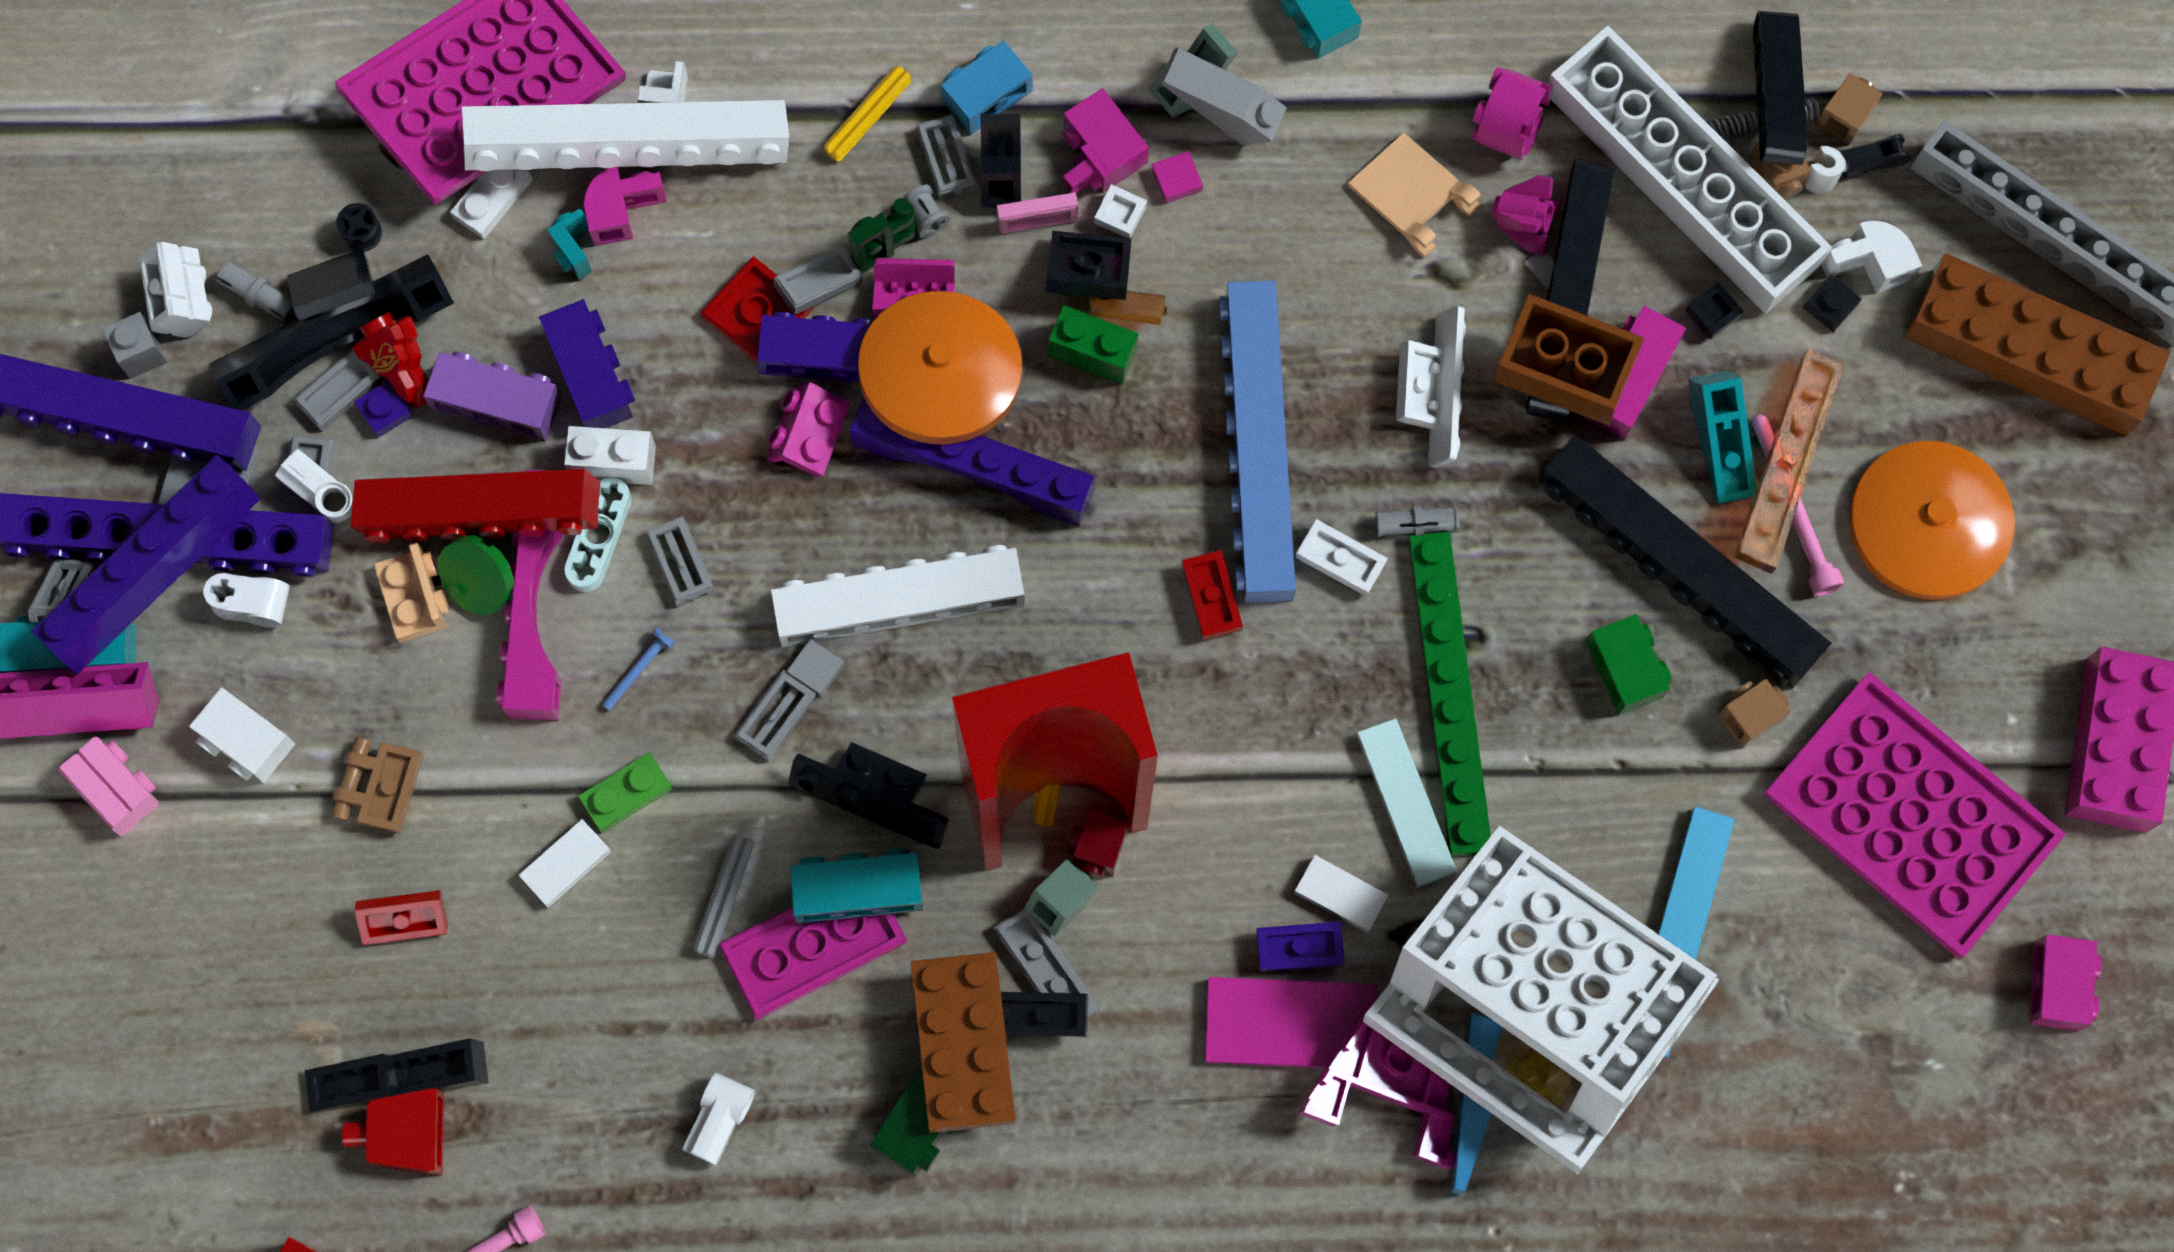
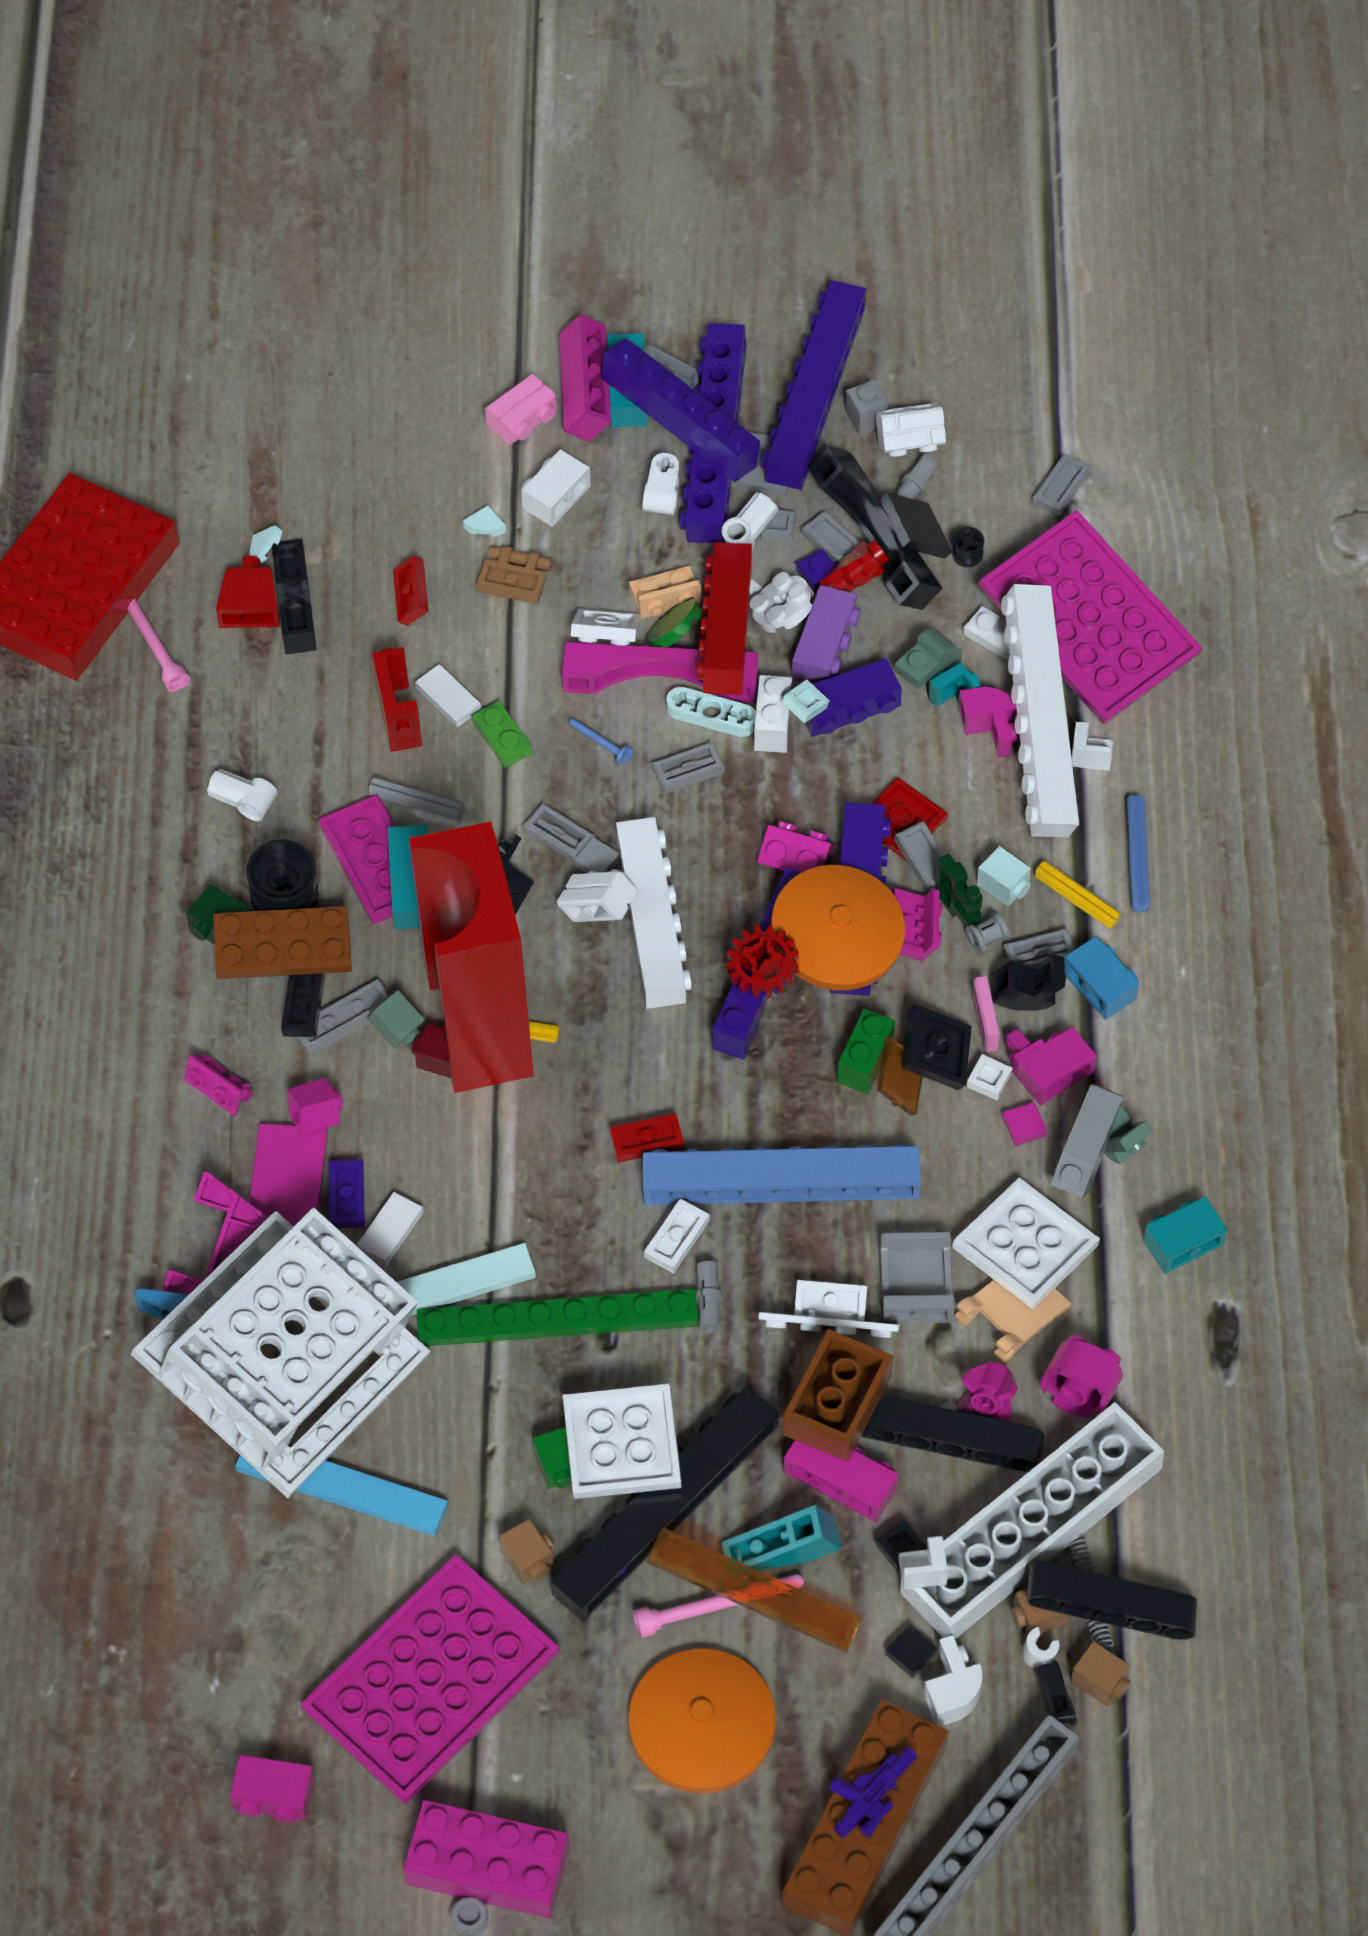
camera: 95 degrees right, 15 degrees down
(263, 119) = (1061, 485): none -> light grey tile
(290, 828) = (484, 522): none -> light aqua tile
(315, 1121) = (263, 541): none -> light aqua tile
(443, 421) = (768, 606): none -> white plate
(473, 659) = (610, 625): none -> white plate
(538, 269) = (928, 657): none -> sand green brick
(587, 931) = (401, 718): none -> red panel
(611, 406) = (805, 701): none -> light aqua plate
(810, 45) = (1138, 853): none -> medium blue axle
(848, 190) = (1004, 876): none -> light aqua brick
(855, 1028) = (282, 877): none -> black wheel
(887, 655) = (597, 896): none -> white brick
(986, 443) = (753, 951): none -> red gear
(1137, 1135) = (208, 1078): none -> dark pink hinge
(1187, 990) = (314, 1106): none -> dark pink brick
(1338, 174) = (1025, 1243): none -> white plate
(1384, 294) = (916, 1277): none -> light grey panel
(1633, 600) = (621, 1441): none -> white plate
(1770, 268) = (924, 1567): none -> white panel
(2033, 328) = (868, 1792): none -> dark purple piece

